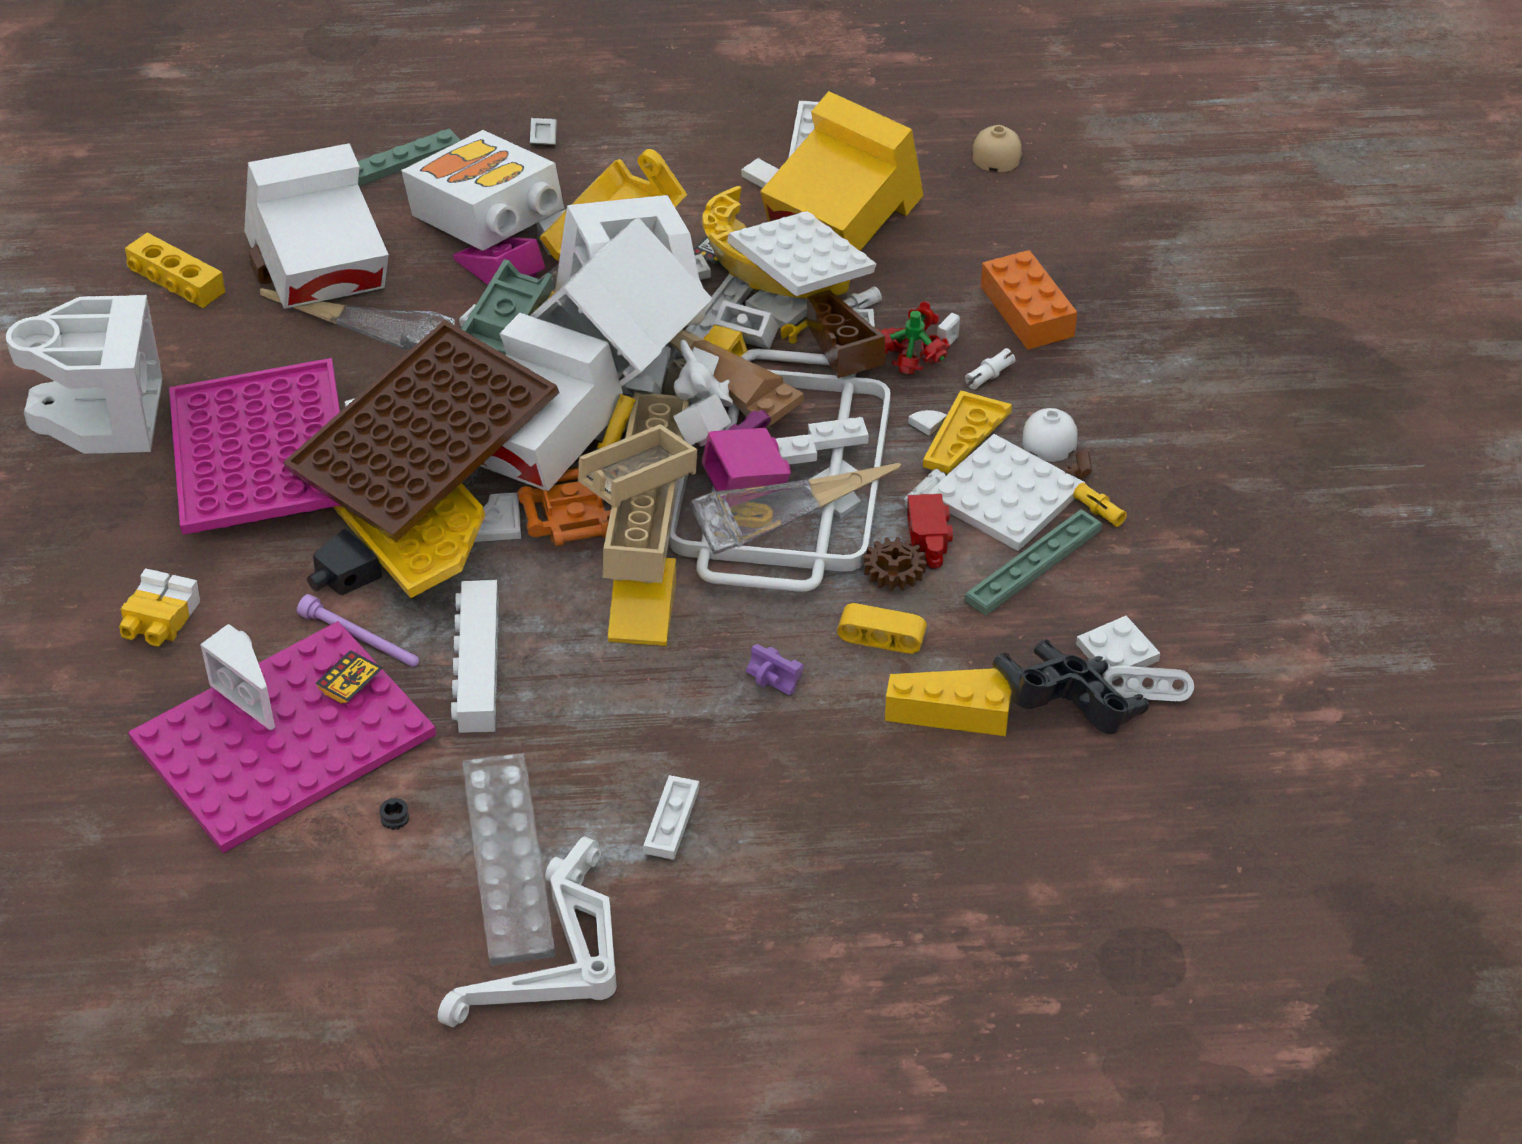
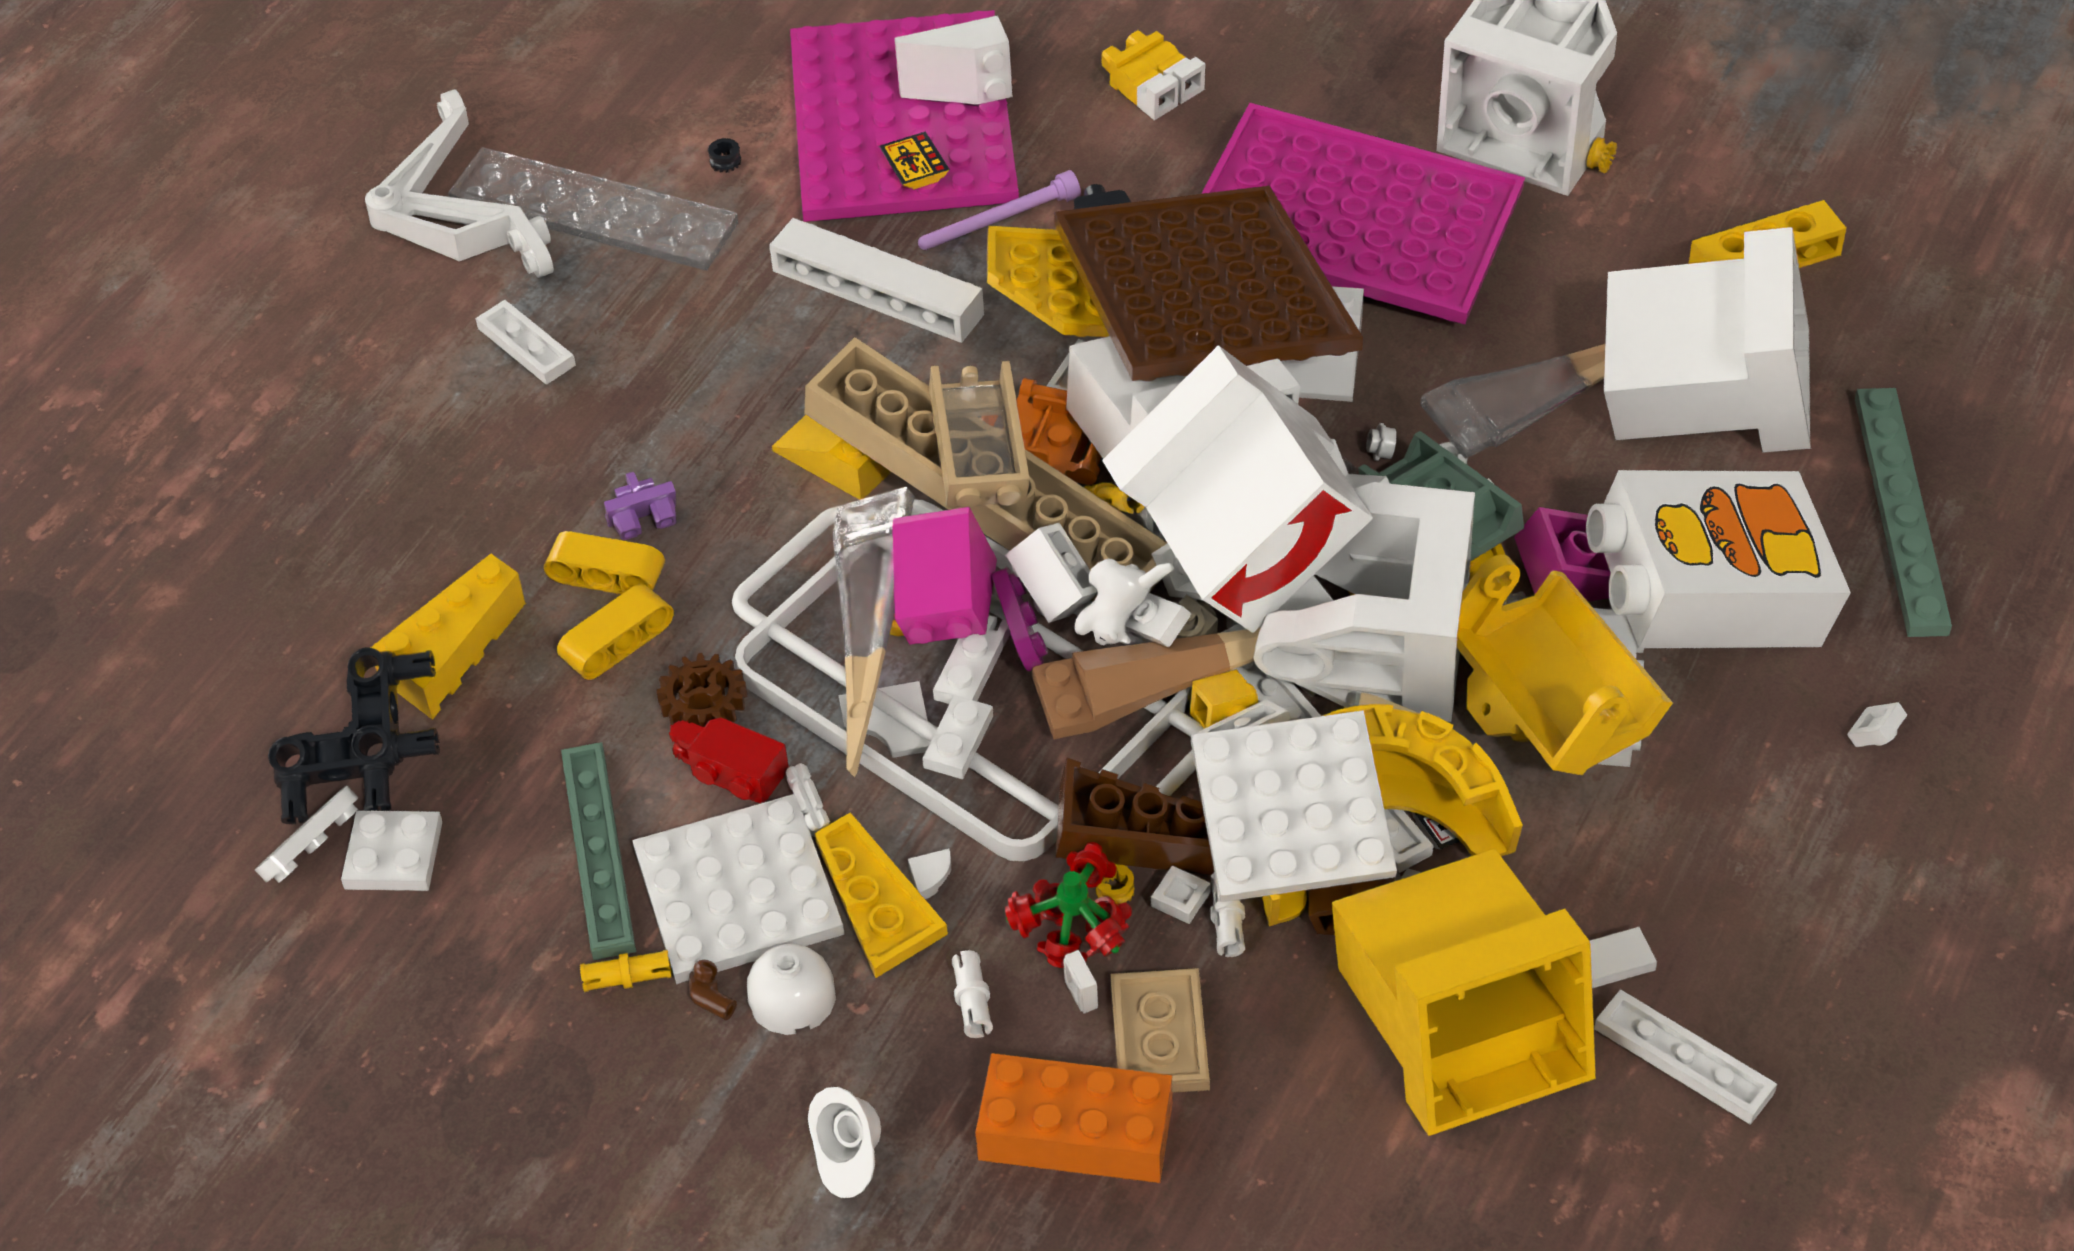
camera: 125 degrees right, 5 degrees up
(834, 662) = (602, 563): none -> yellow beam
(951, 295) = (1161, 1026): none -> tan tile
(1118, 367) = (844, 1140): none -> white piece

